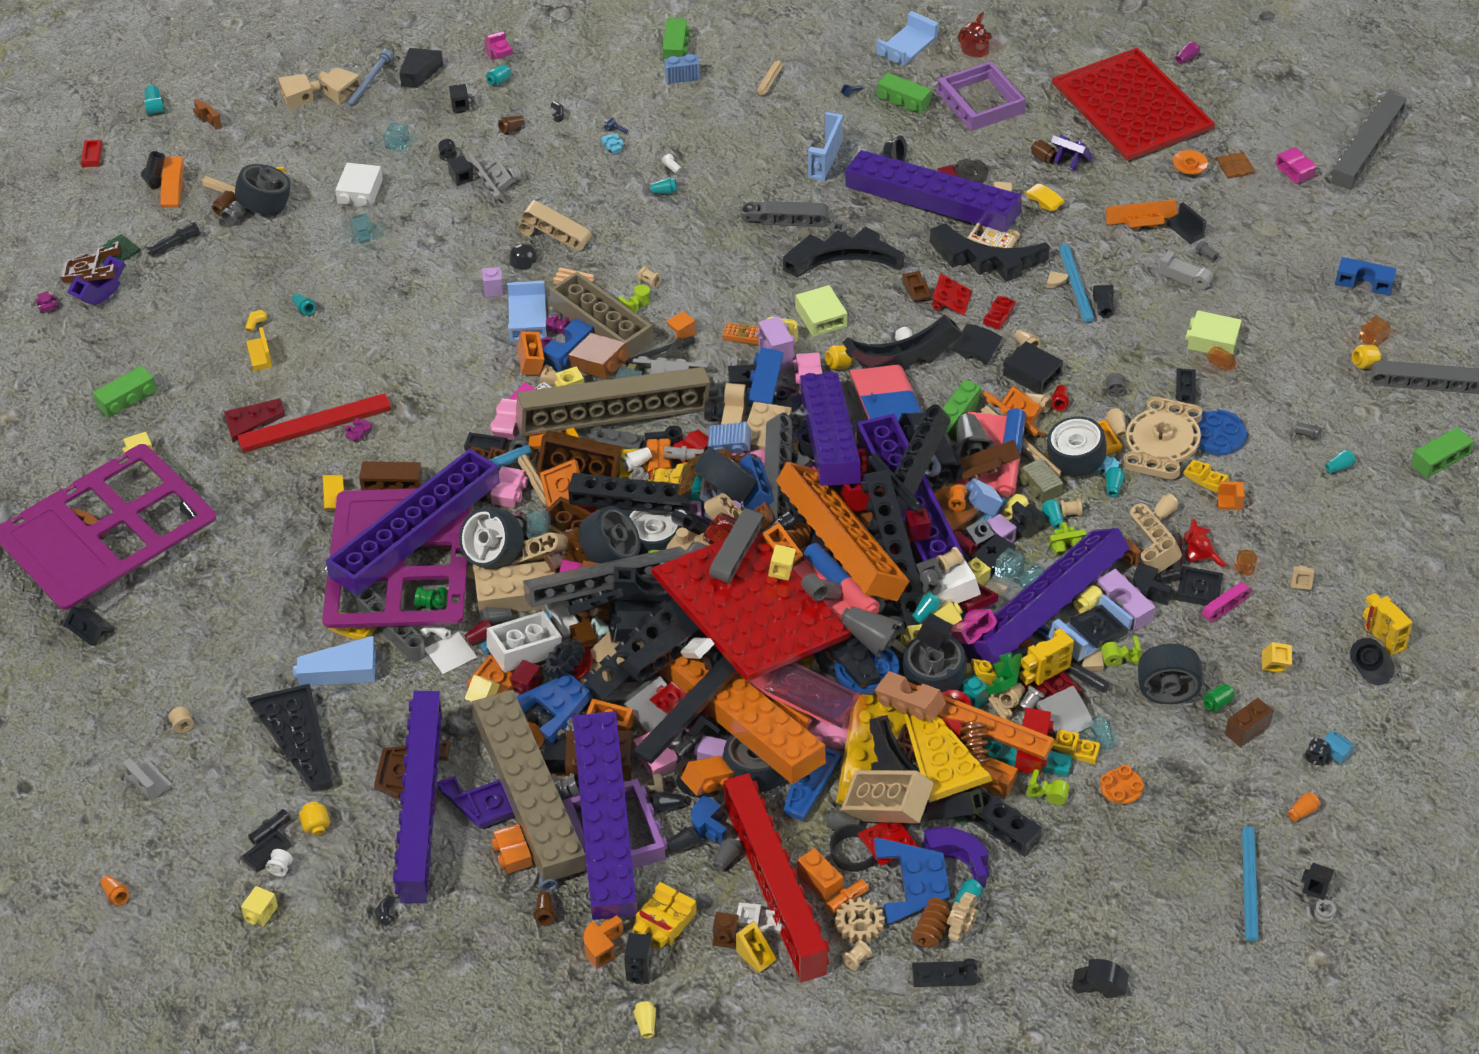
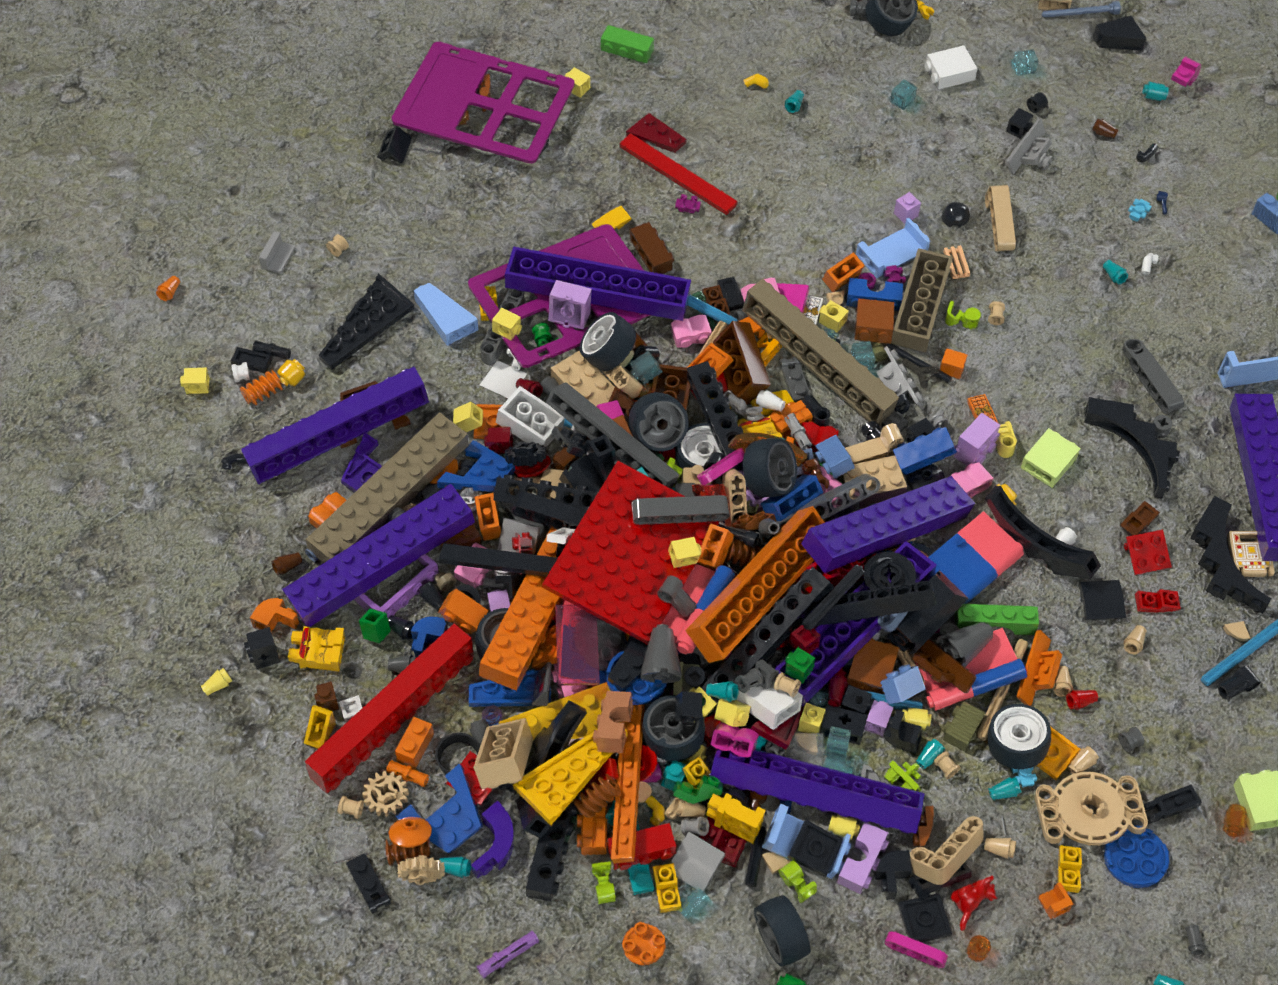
camera: 60 degrees right, 10 degrees up
(259, 352) = (726, 101): yellow panel -> none
(314, 851) = (261, 387): none -> orange piece
(407, 608) = (506, 324): none -> light yellow brick
(426, 548) = (569, 304): none -> lavender brick
(459, 97) = (1103, 78): black brick -> none
(671, 857) = (374, 625): none -> green brick
(699, 507) = (721, 466): none -> dark pink beam
(782, 505) = (764, 528): none -> dark grey cone
(823, 806) = (492, 715): none -> clear purple tile
(835, 745) = (542, 686): none -> dark grey slope
(883, 436) = (877, 568): none -> black gear
(917, 911) = (410, 832): none -> orange dish
(938, 540) = (799, 664): none -> green brick
(958, 494) = (883, 663): orange bush -> none
(1032, 367) = (1102, 659): black brick -> none
(1079, 895) = (486, 967): none -> medium lavender pin

